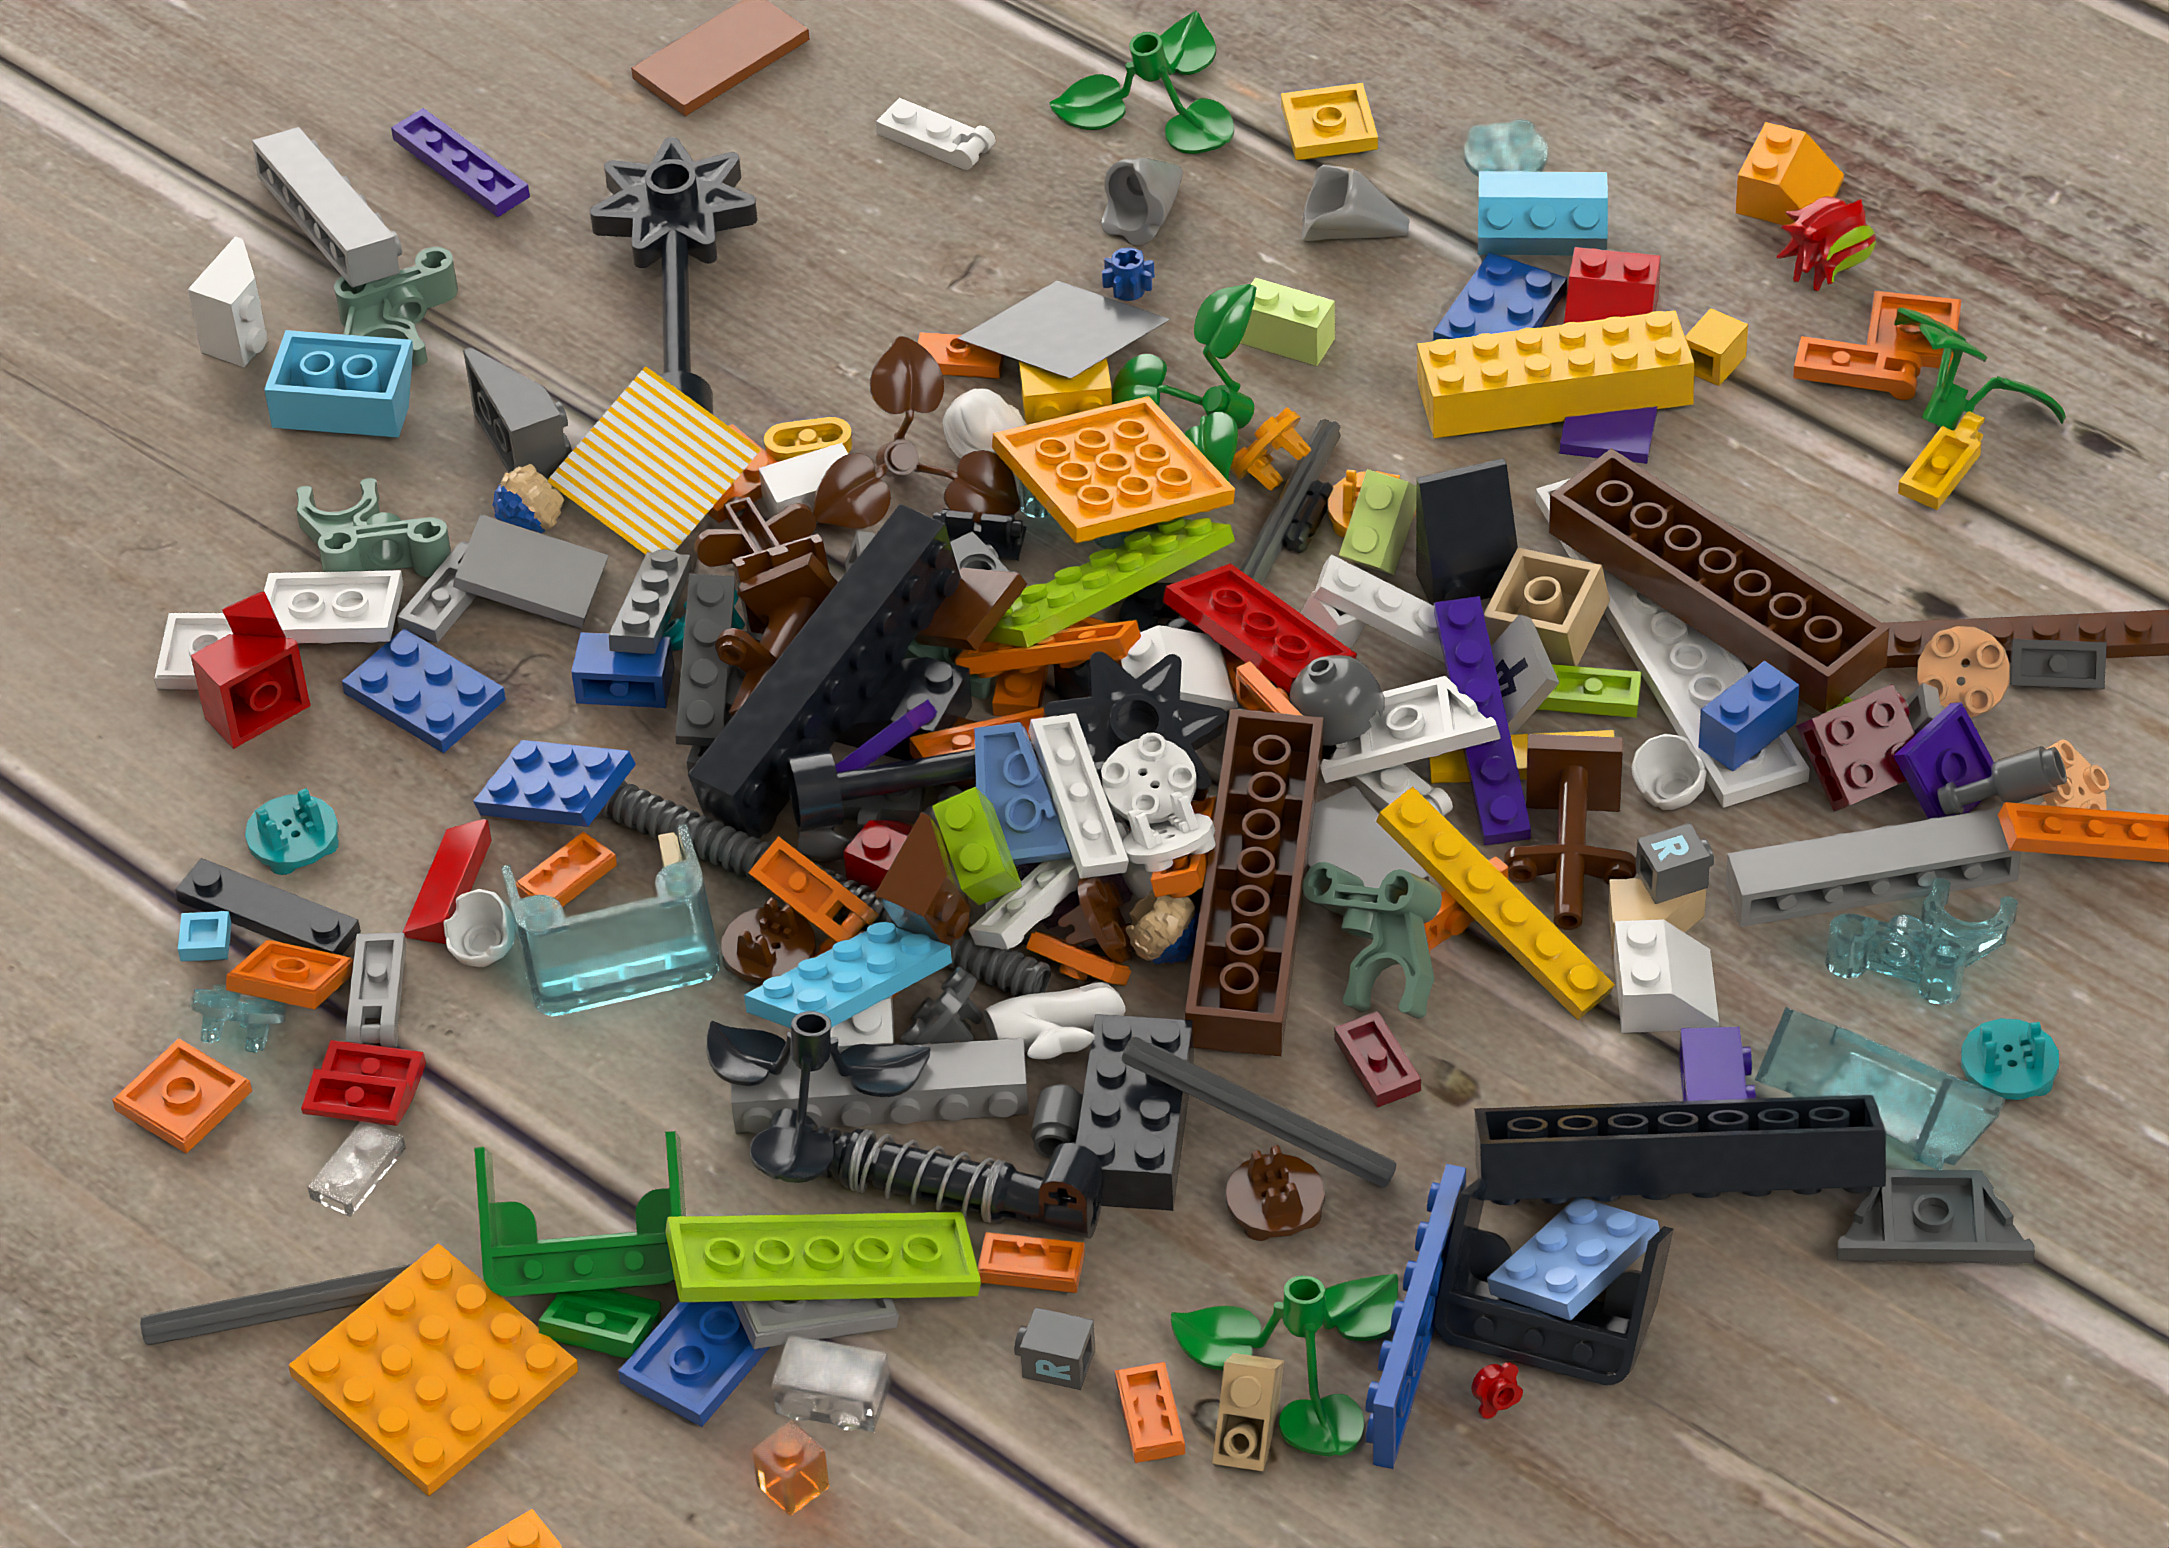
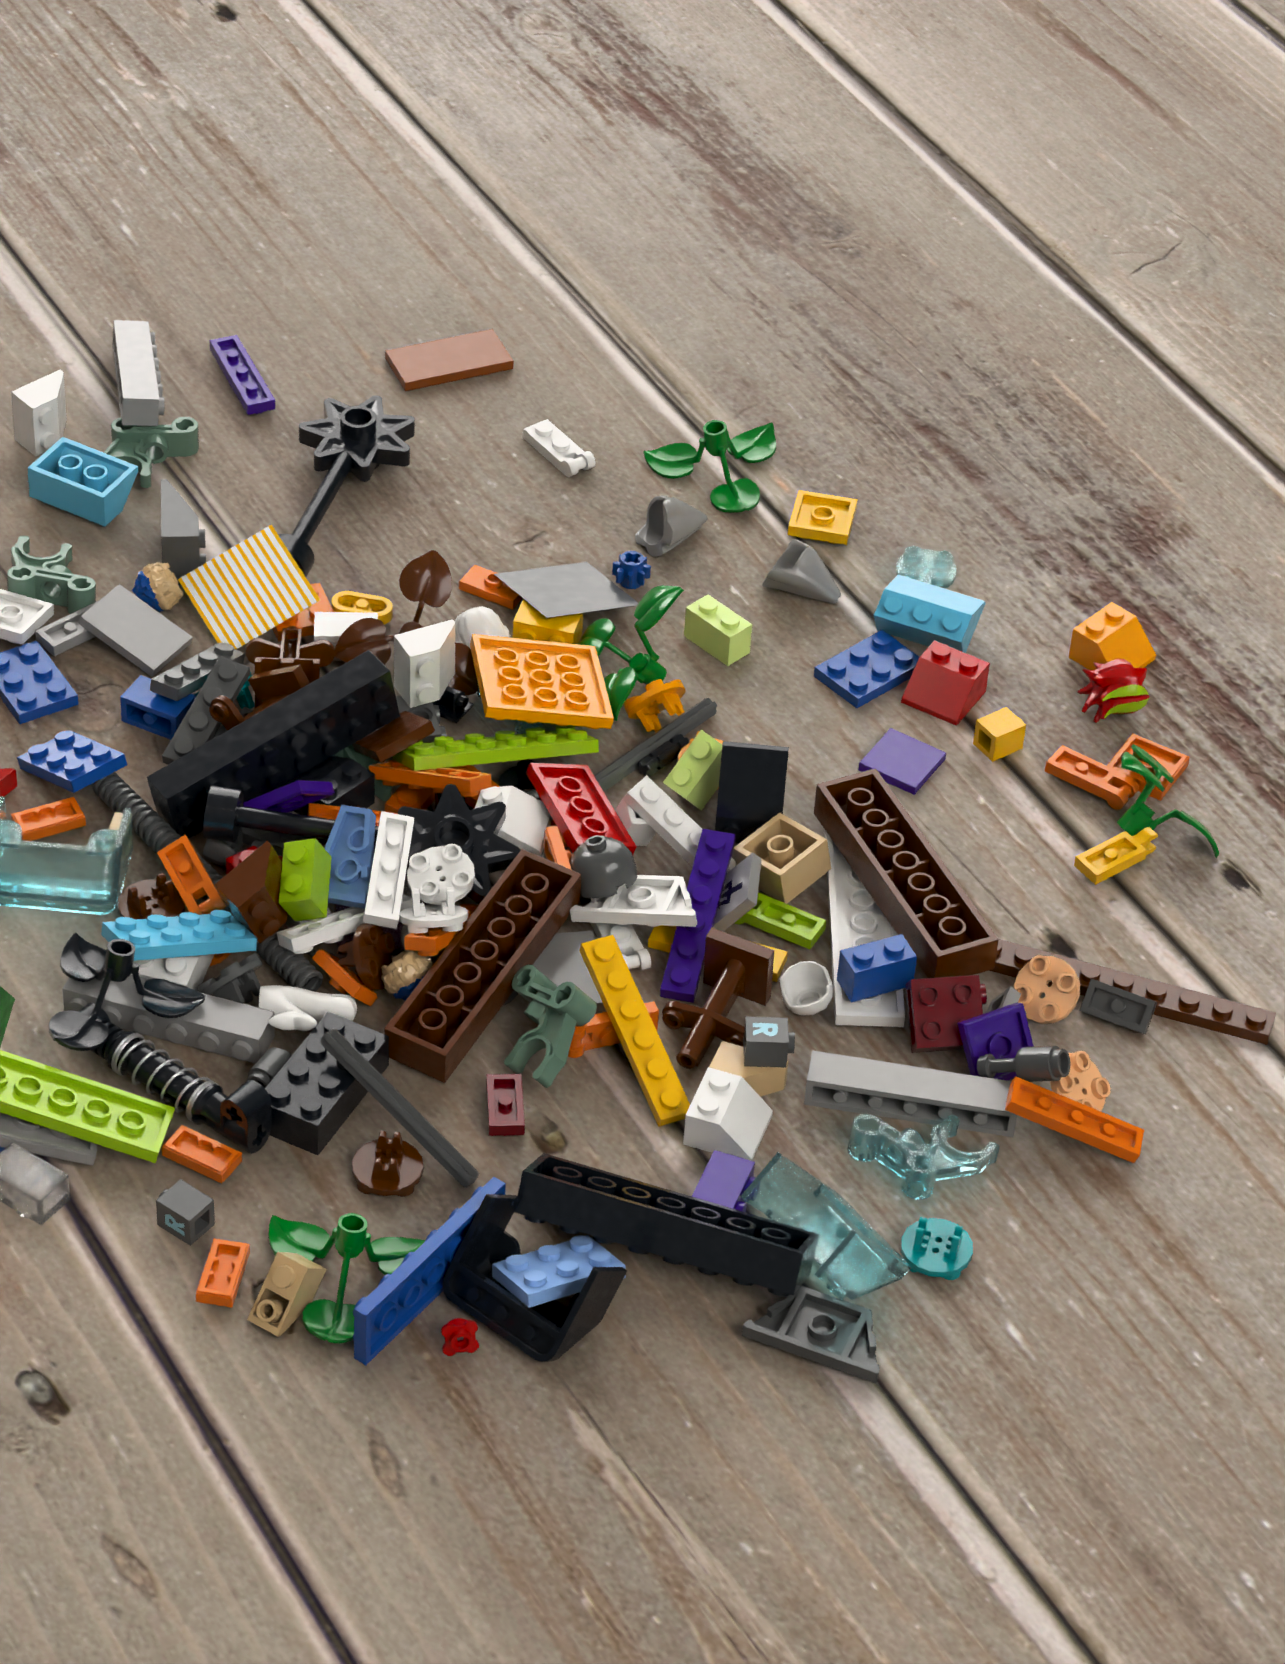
camera: 15 degrees right, 5 degrees down
(957, 491) = (424, 662): none -> white slope
(1554, 373) = (877, 716): yellow brick -> none

